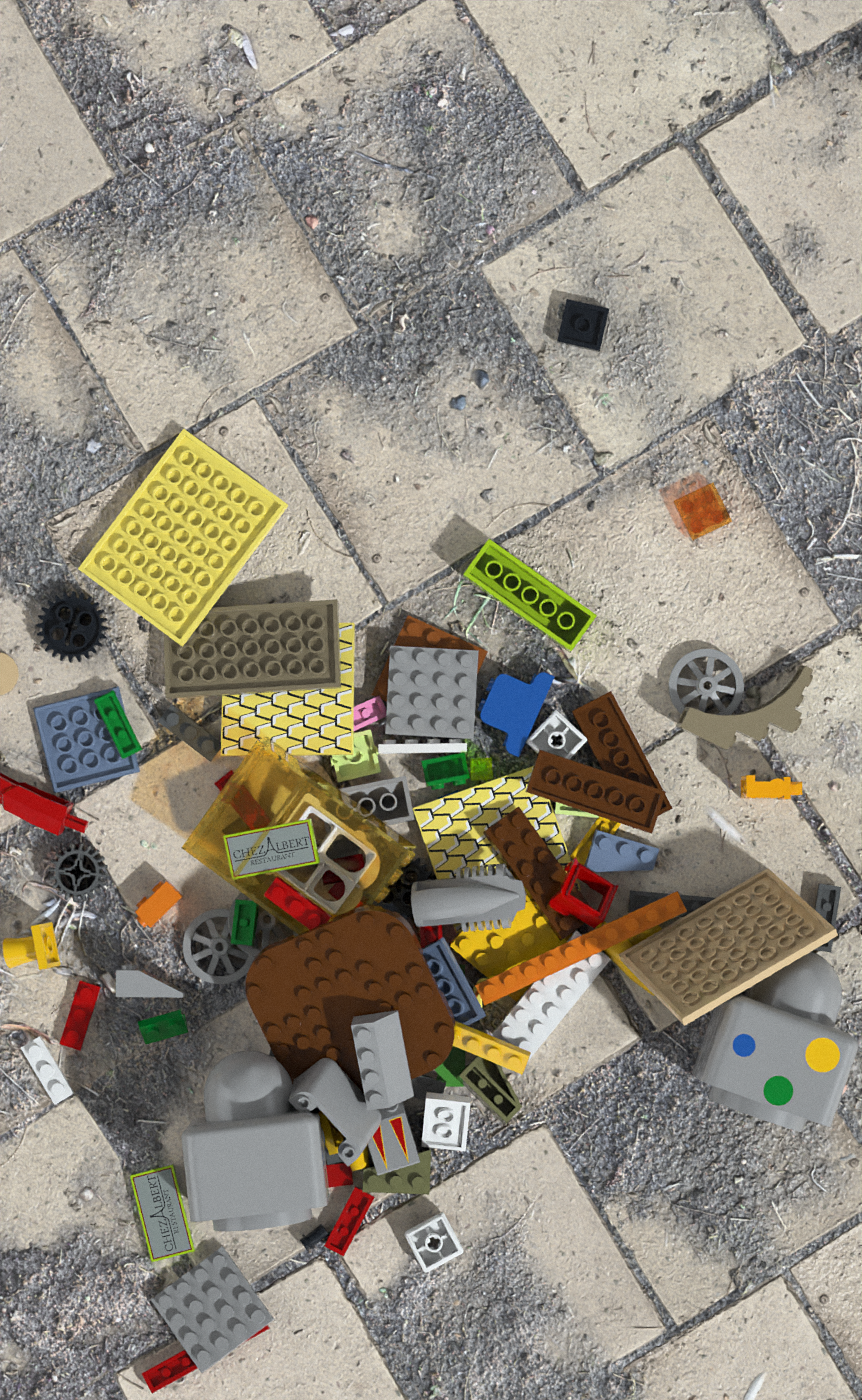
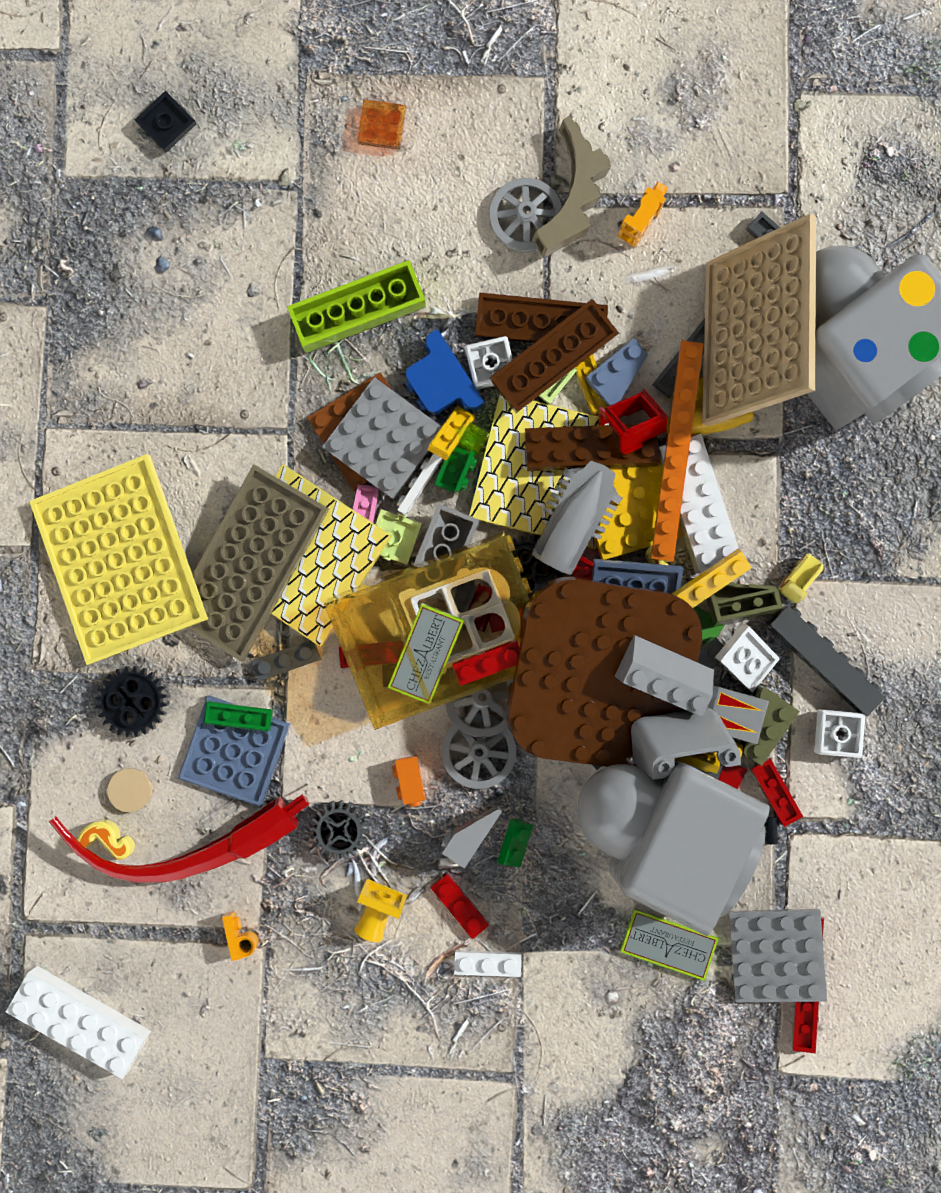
camera: 55 degrees left, 0 degrees up
(244, 923) = (473, 717): green plate -> none
(473, 747) = (450, 433): none -> yellow tile
(488, 1191) = (825, 660): none -> dark grey brick
(544, 1124) = (800, 578): none -> light yellow animal

